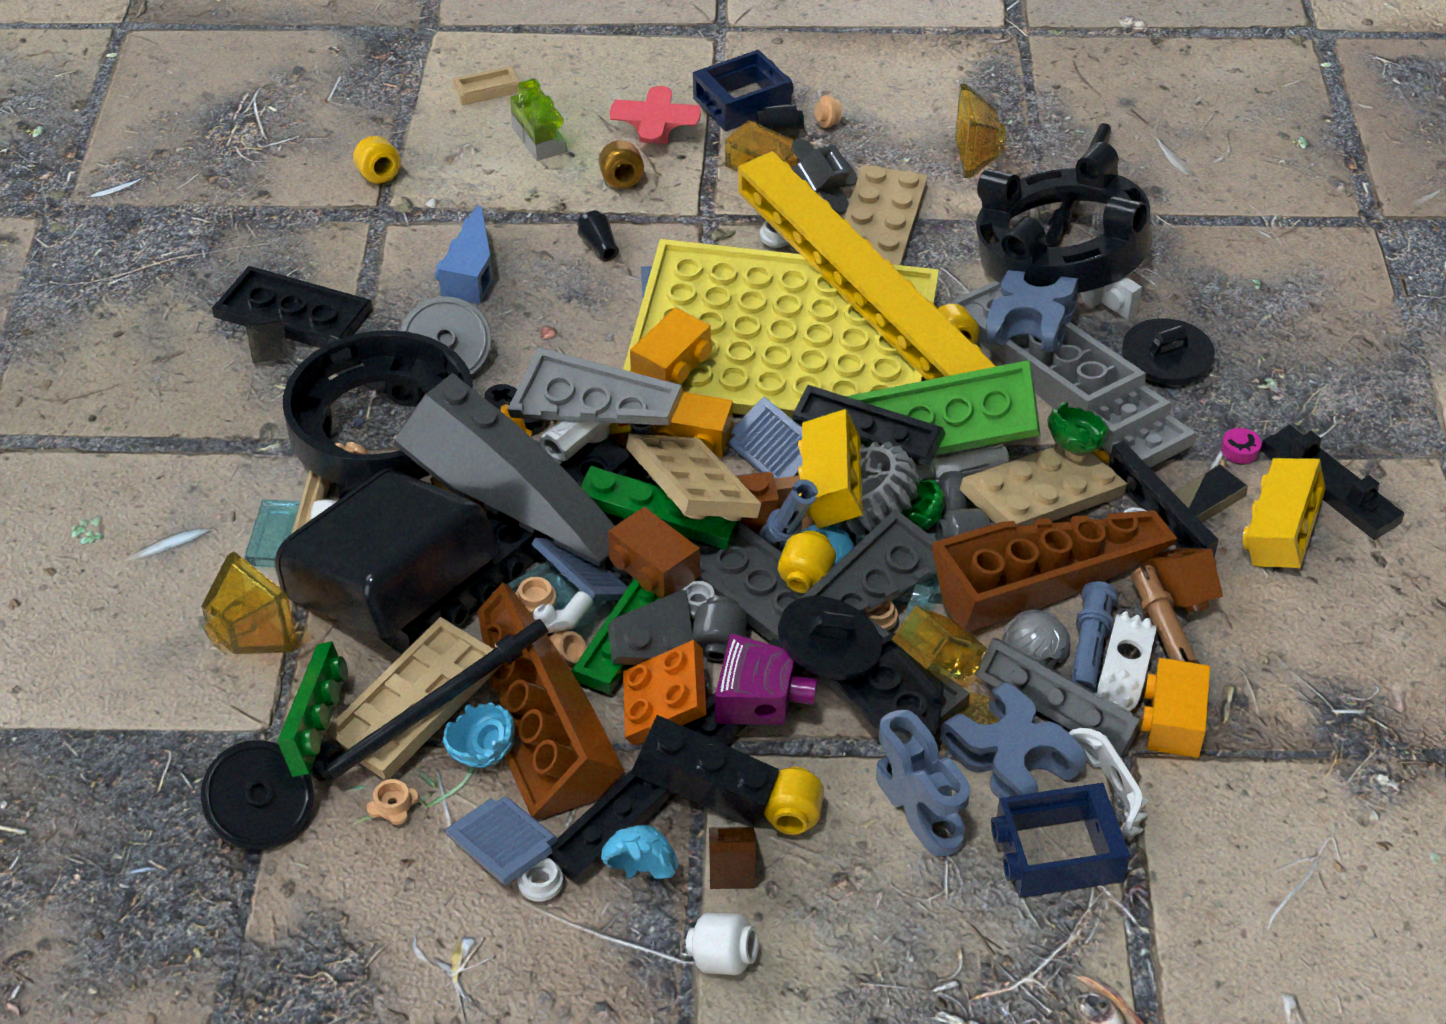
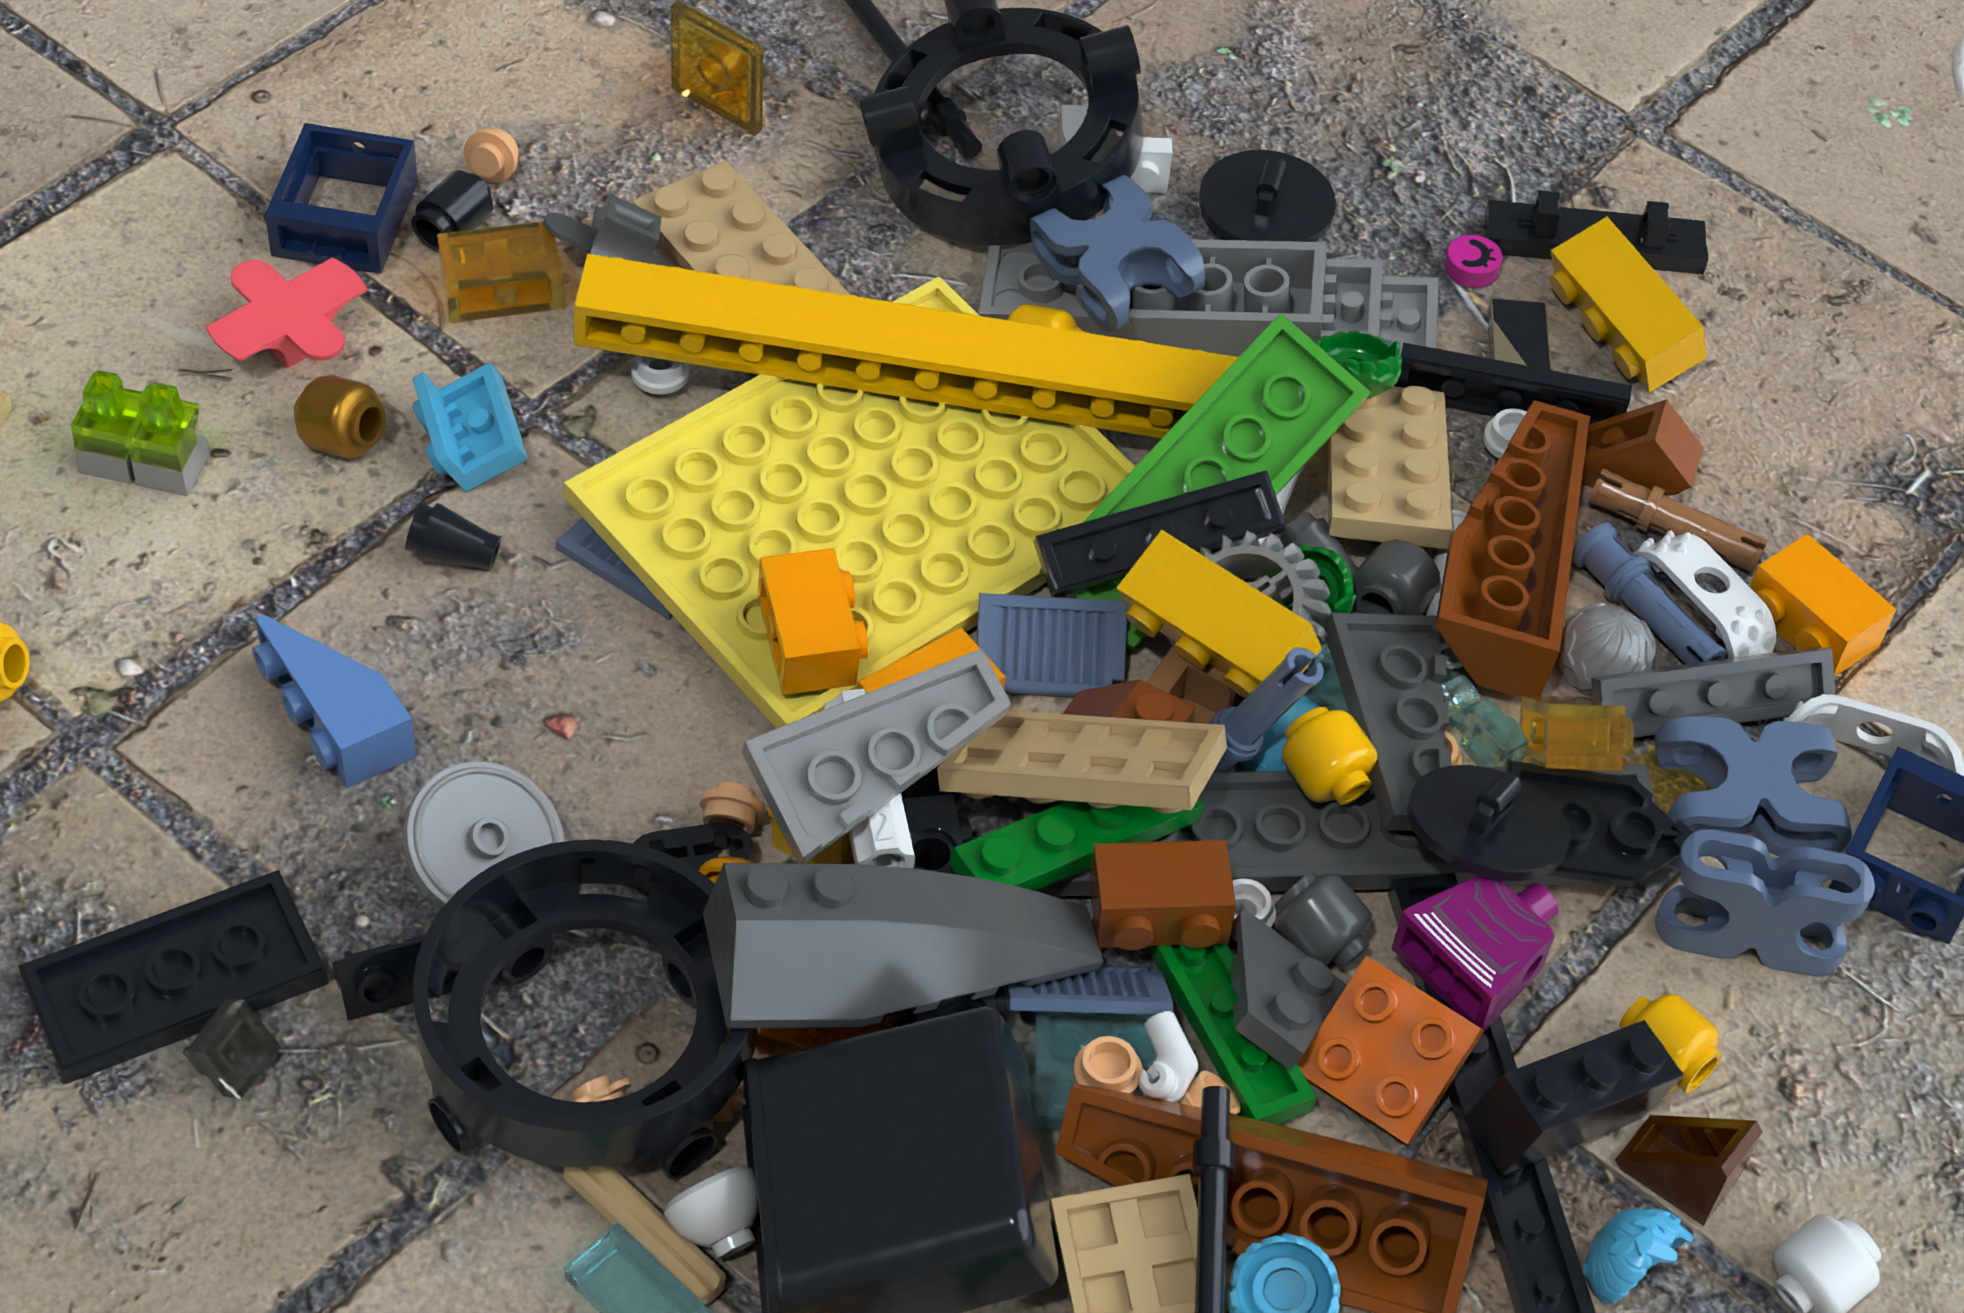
camera: 55 degrees left, 5 degrees up
(662, 199) = (469, 426): none -> medium azure bracket

